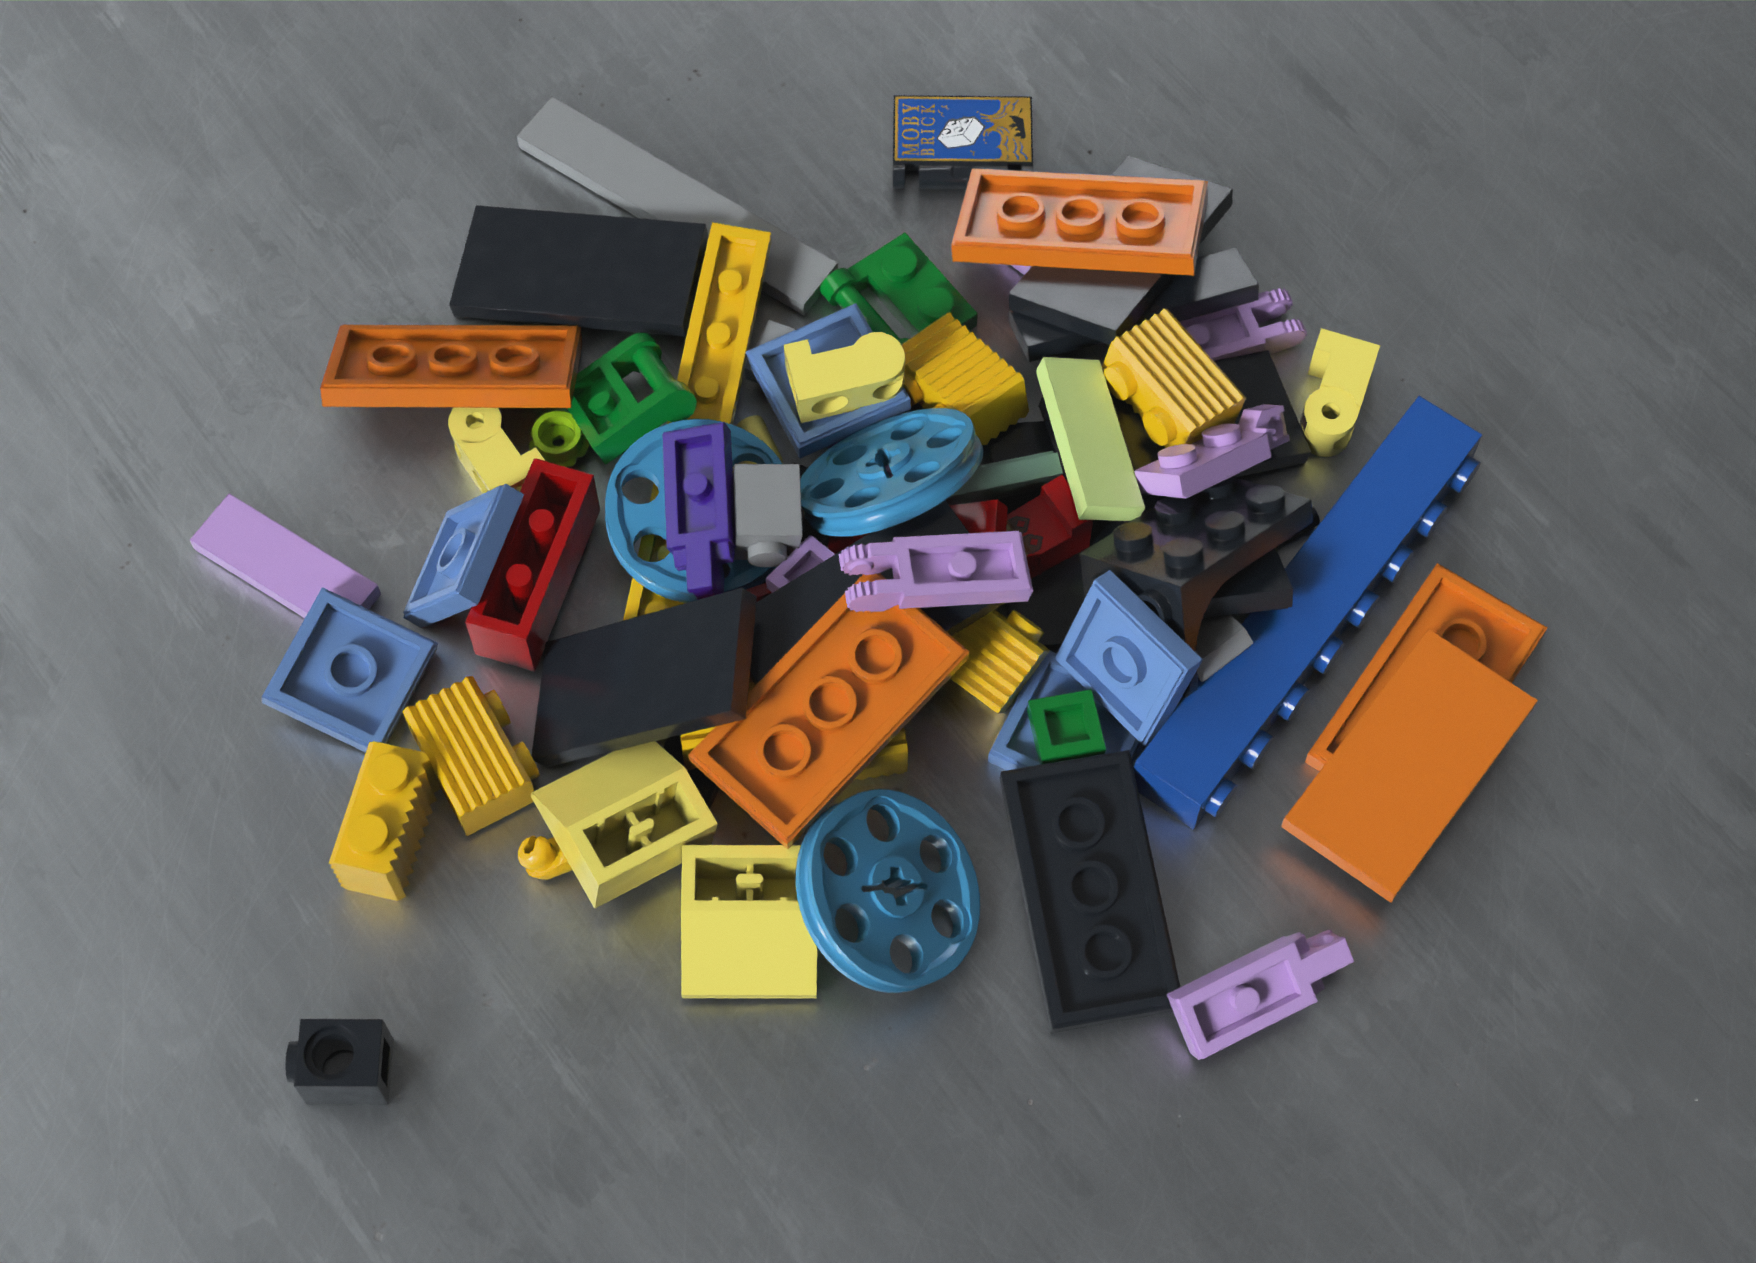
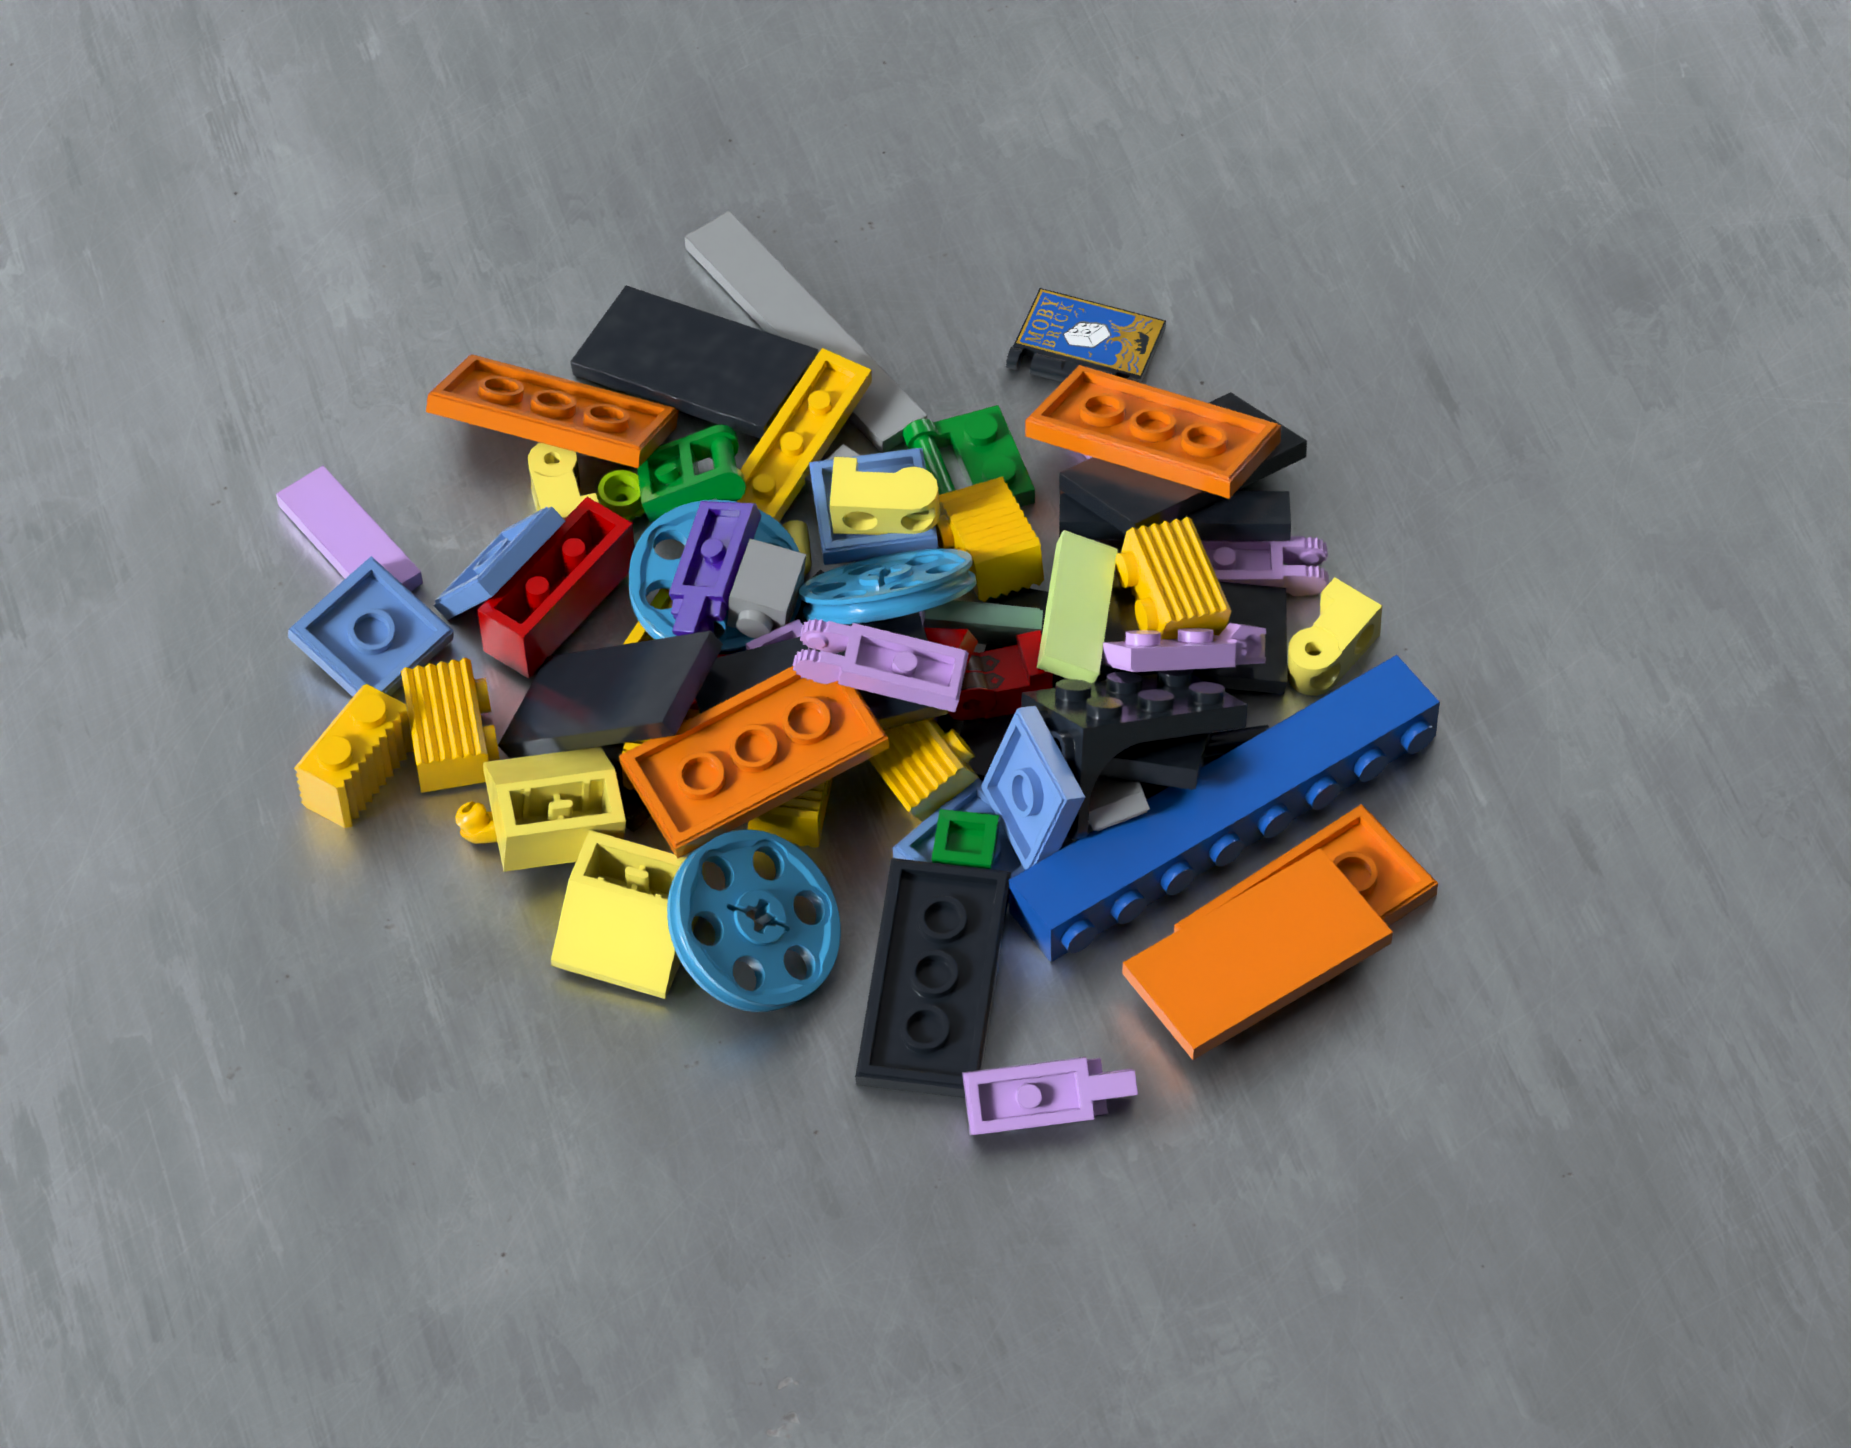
camera: 20 degrees right, 10 degrees down
(362, 1082) = (256, 950): black brick -> none

